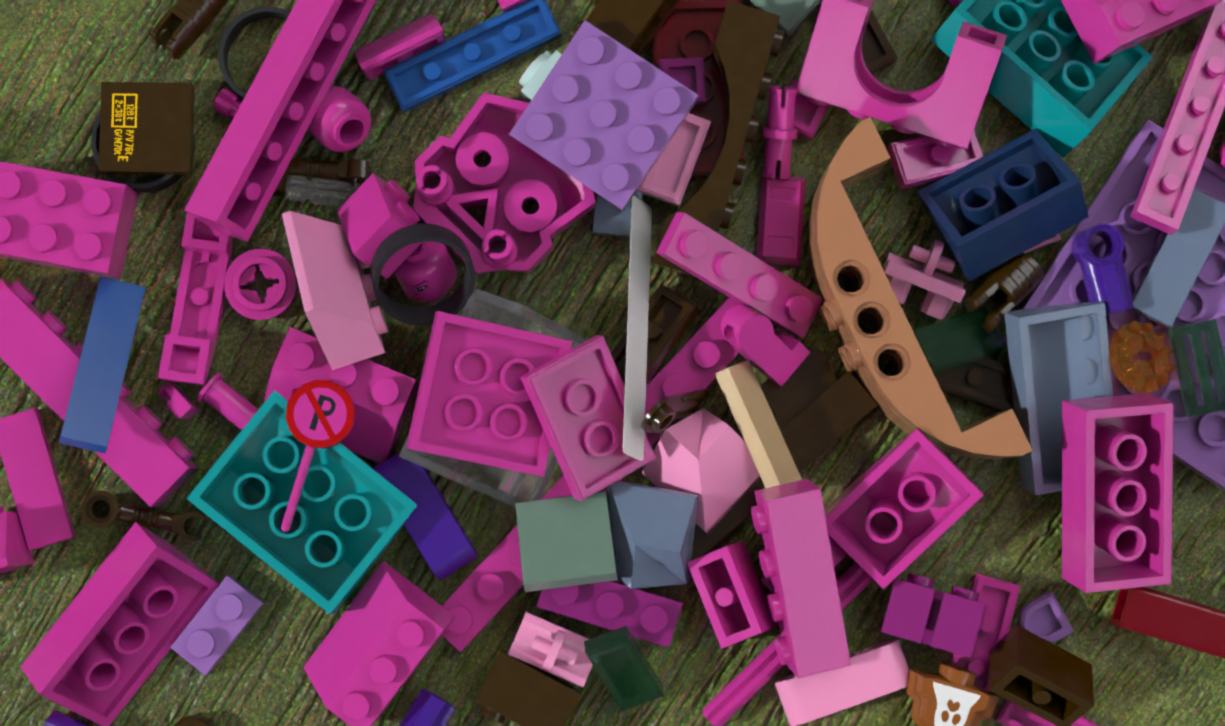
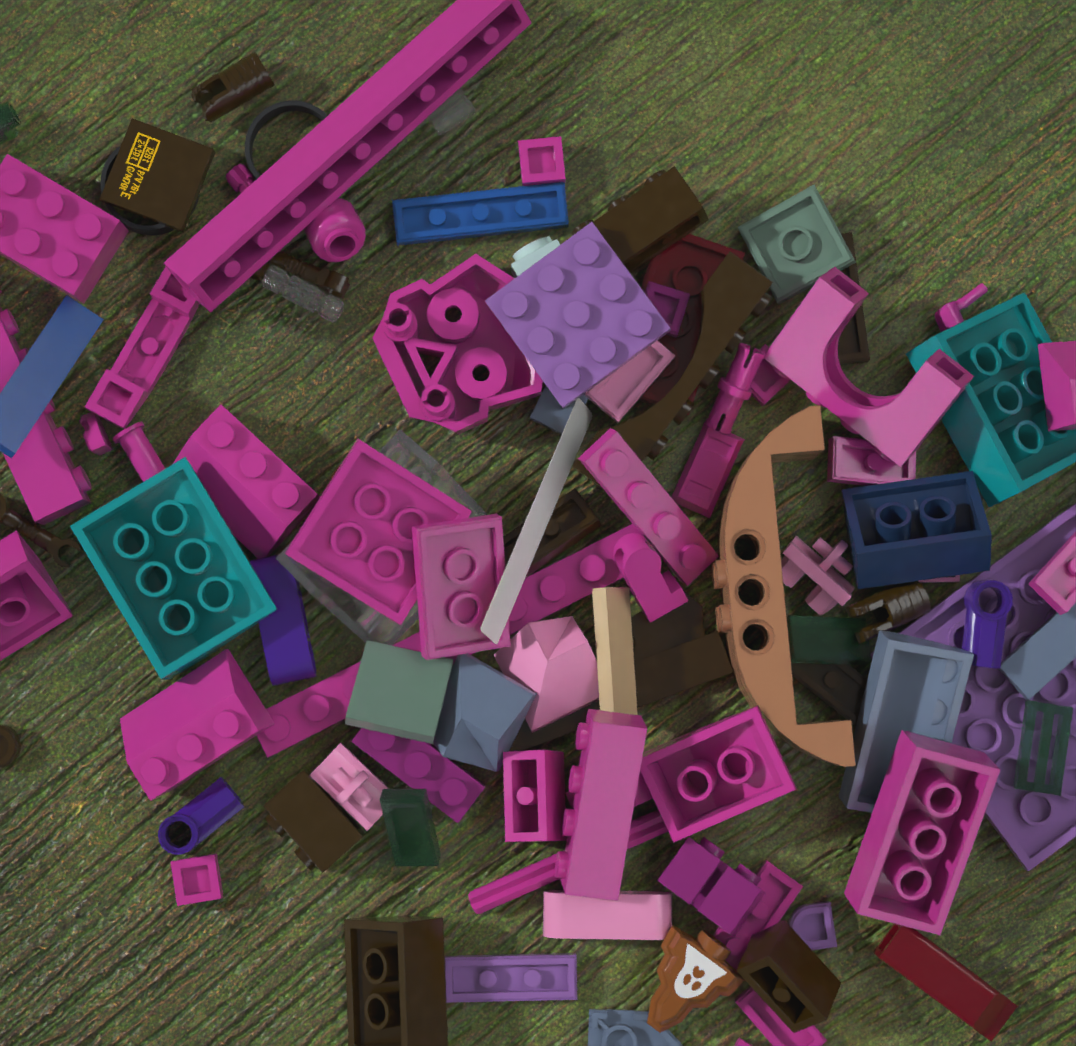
camera: 20 degrees right, 0 degrees up
(217, 625) = (56, 651): medium lavender plate -> none
(244, 272) = (197, 339): dark pink gear -> none
(319, 417) = (216, 496): piece -> none
(334, 290) = (274, 385): bright pink slope -> none
(373, 215) = (337, 341): dark pink piece -> none
(399, 46) = (415, 182): dark pink slope -> none
(413, 234) = (365, 362): black tyre -> none
(427, 273) = (363, 395): dark pink head -> none
(672, 410) = (541, 607): dark brown piece -> none
(1137, 374) = (983, 733): clear orange gear -> none

